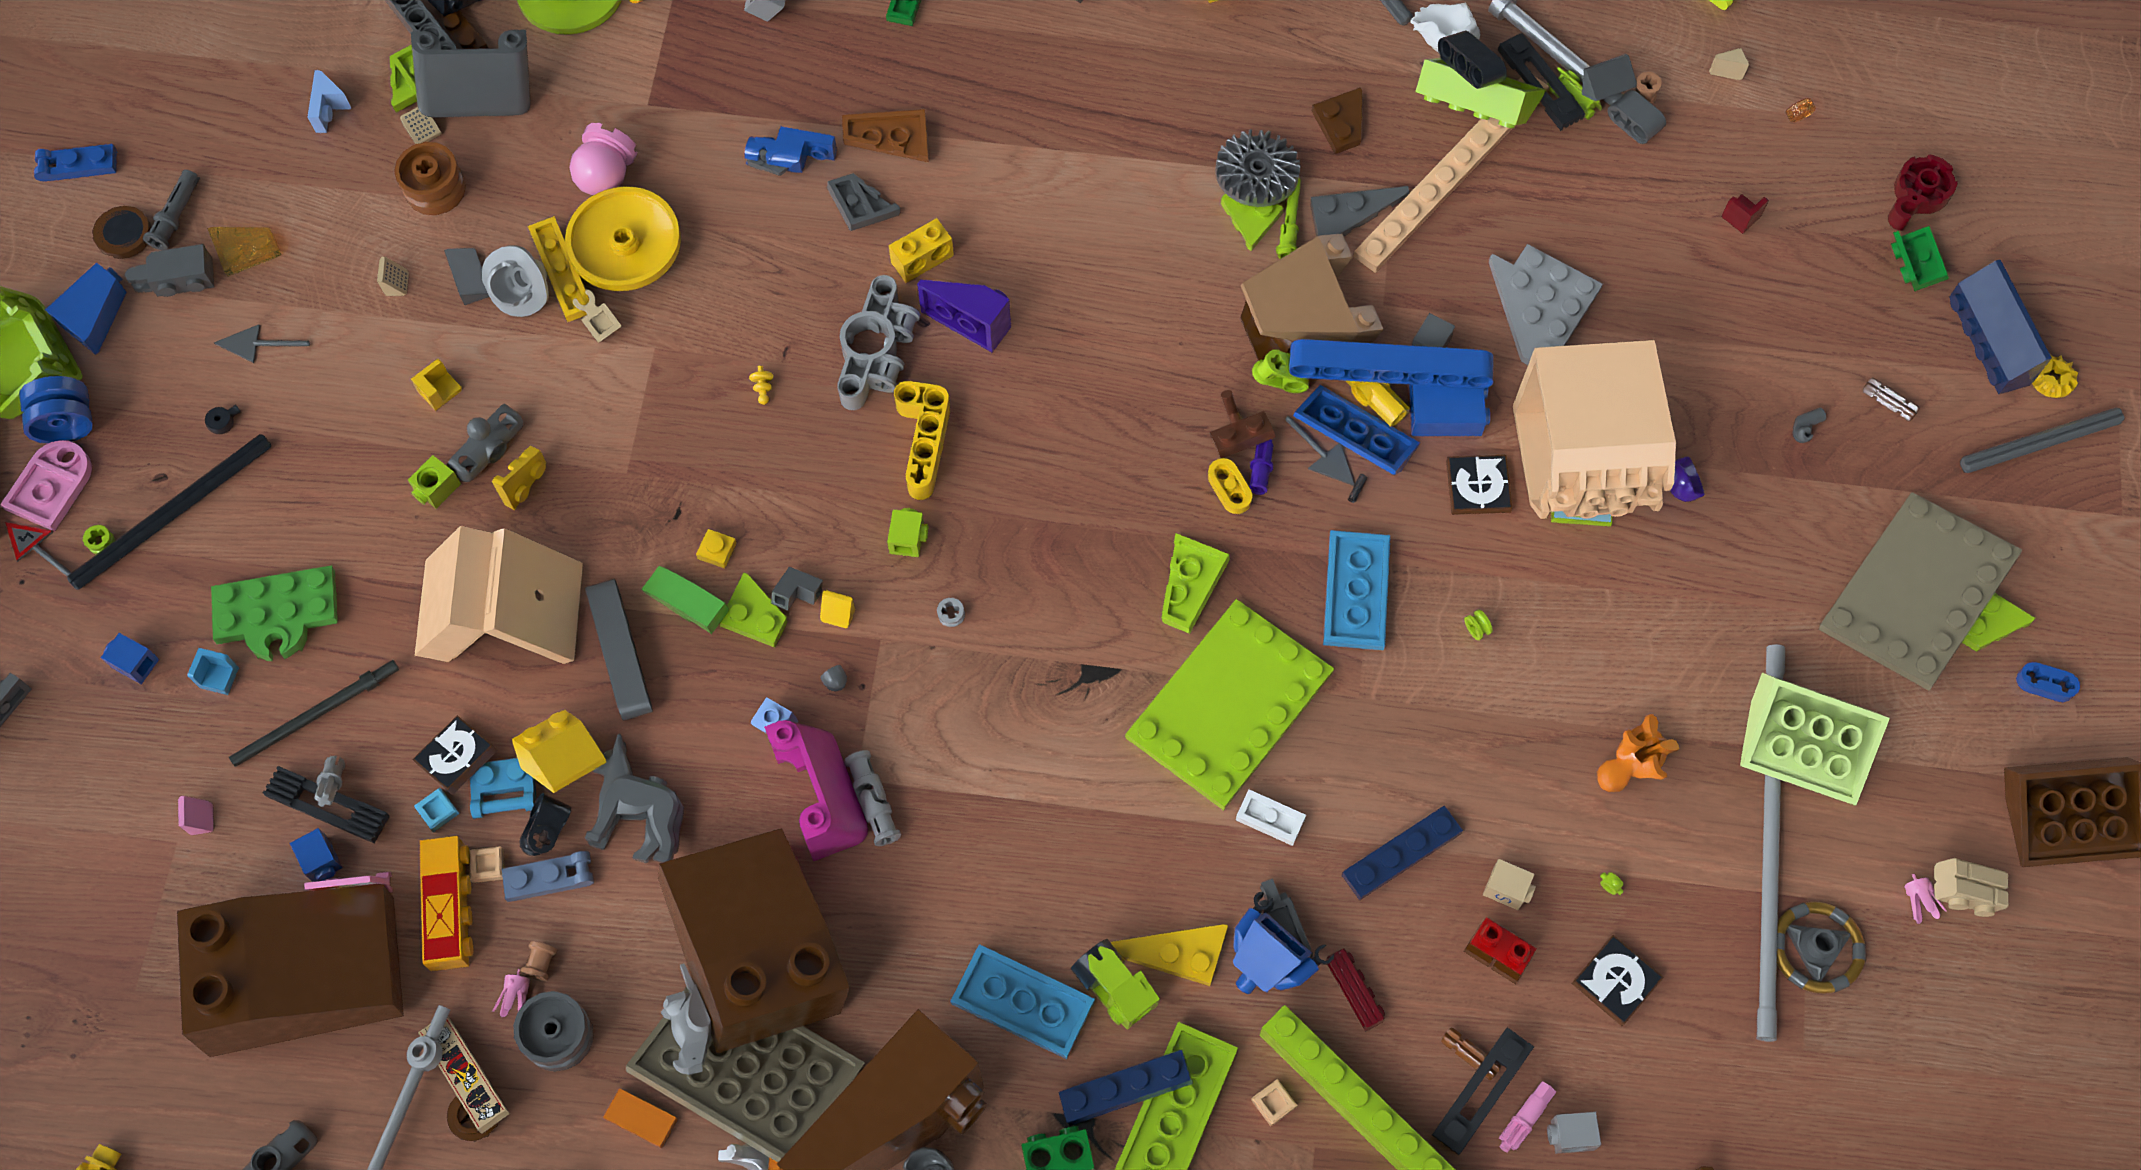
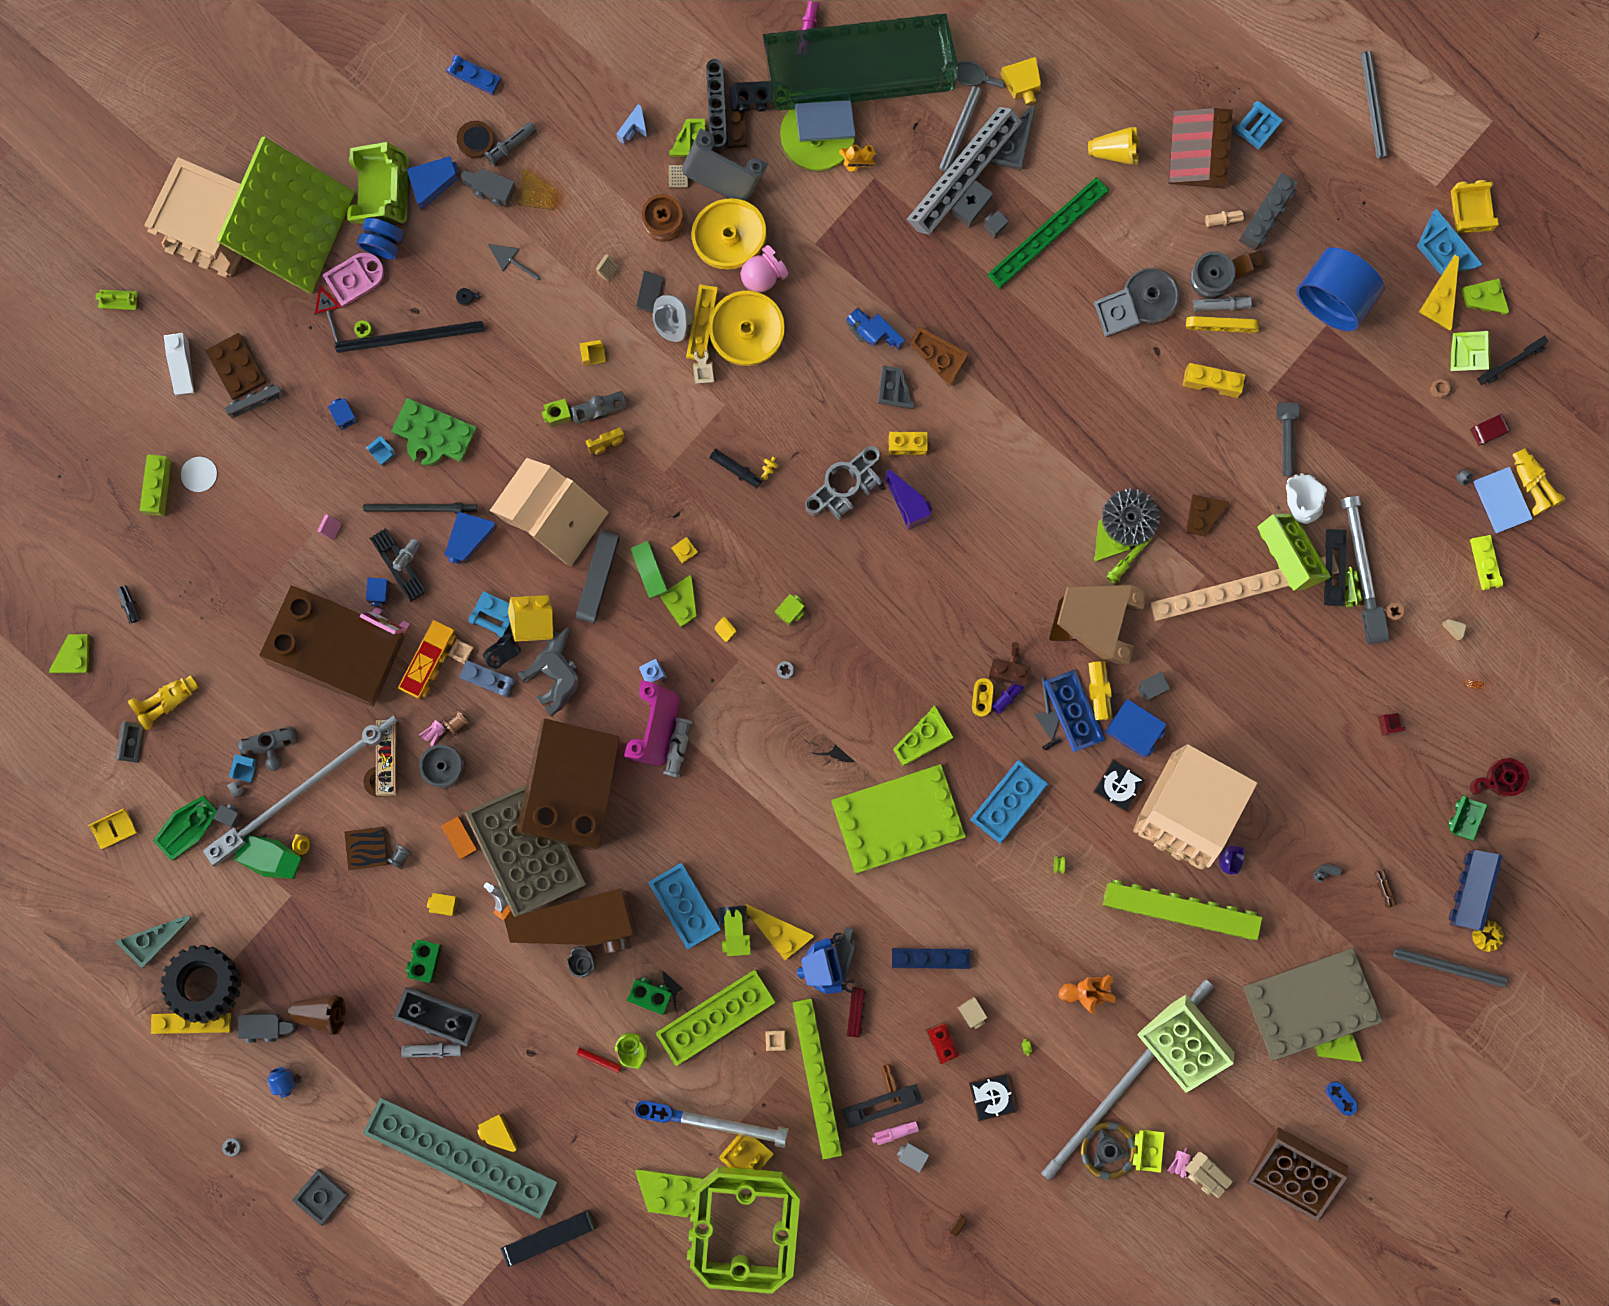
camera: 30 degrees right, 15 degrees up
(404, 707) = (467, 537): none -> blue slope
(436, 809) = (452, 604): medium azure tile -> none
(454, 754) = (478, 581): tile -> none
(528, 147) = (728, 233): none -> yellow dish
(689, 1026) = (508, 812): light grey animal -> none
(726, 409) = (742, 472): none -> black pin
(796, 585) = (713, 601): dark grey piece -> none
(834, 678) = (700, 668): dark grey hinge -> none
(923, 441) = (833, 561): yellow beam -> none
(1125, 1087) = (705, 984): dark blue plate -> none
(1270, 817) = (875, 895): white plate -> none
(1275, 373) = (1058, 650): lime piece -> none
(1350, 210) = (1162, 573): dark grey wing -> none
(1391, 363) = (1116, 689): blue beam -> none
(1472, 59) = (1295, 536): black beam -> none
(1541, 299) = (1234, 703): light grey wing -> none
(1608, 78) = (1371, 595): dark grey slope -> none
(1672, 581) = (1182, 911): none -> lime brick
(1872, 909) = (1150, 1150): none -> neon yellow bracket

